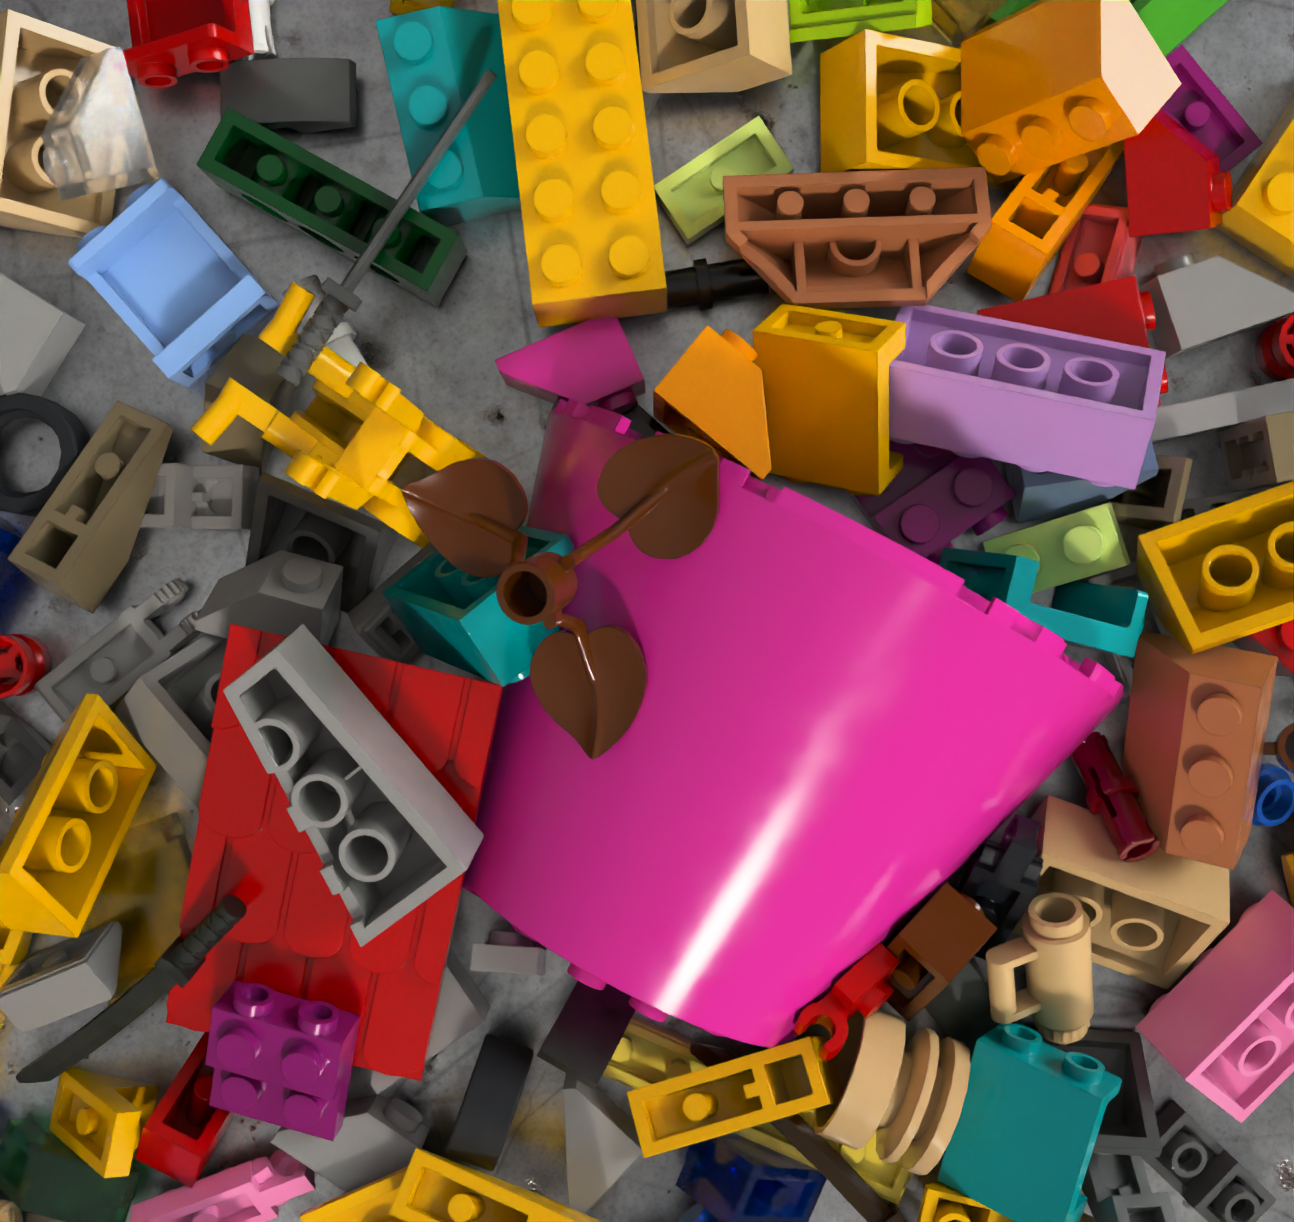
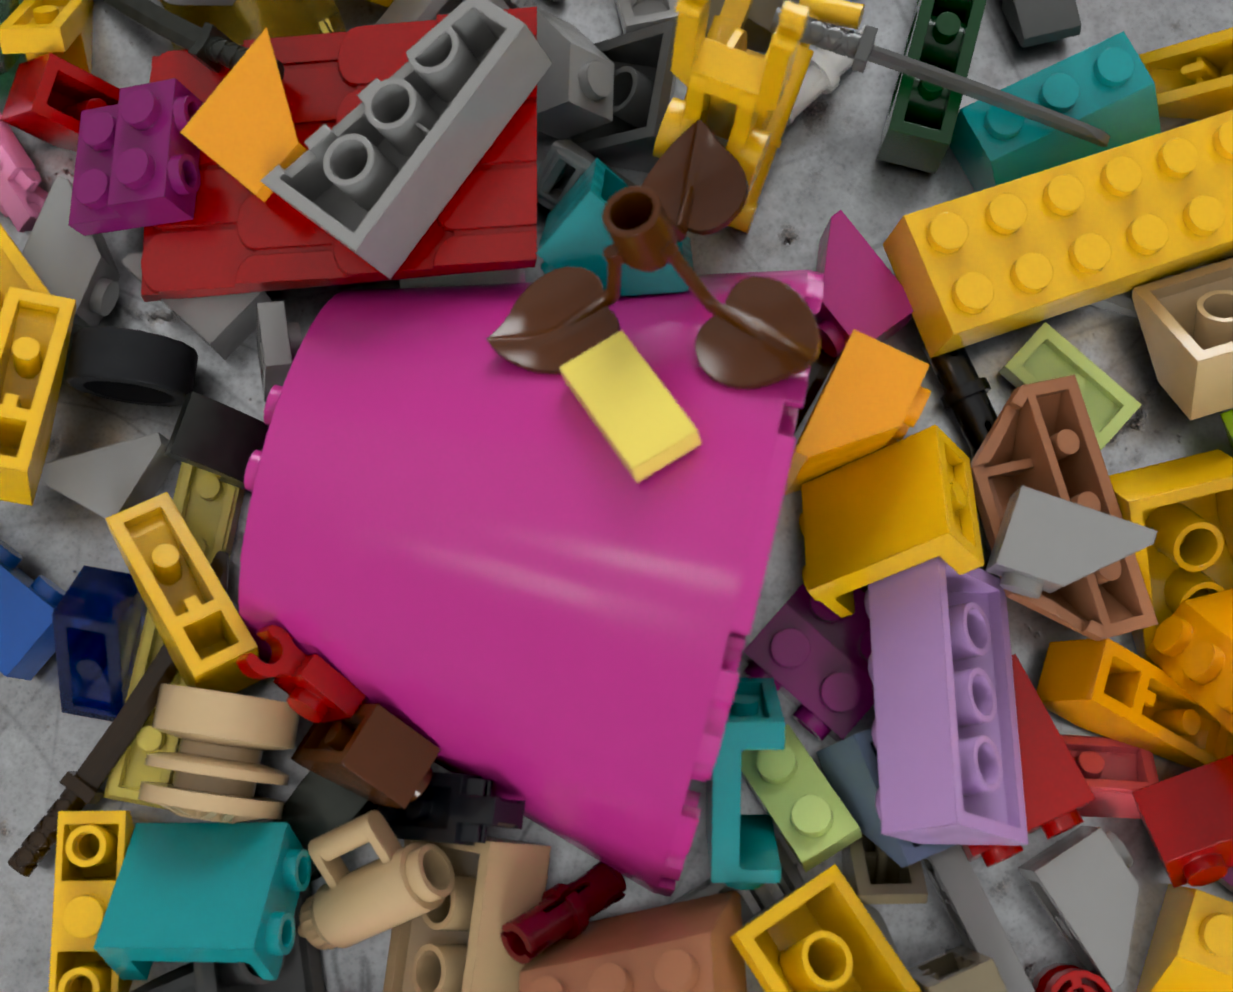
camera: 80 degrees right, 10 degrees down
(292, 945) = (248, 120): none -> light orange slope
(706, 638) = (630, 406): none -> light yellow tile
(900, 244) = (1057, 542): none -> light grey slope

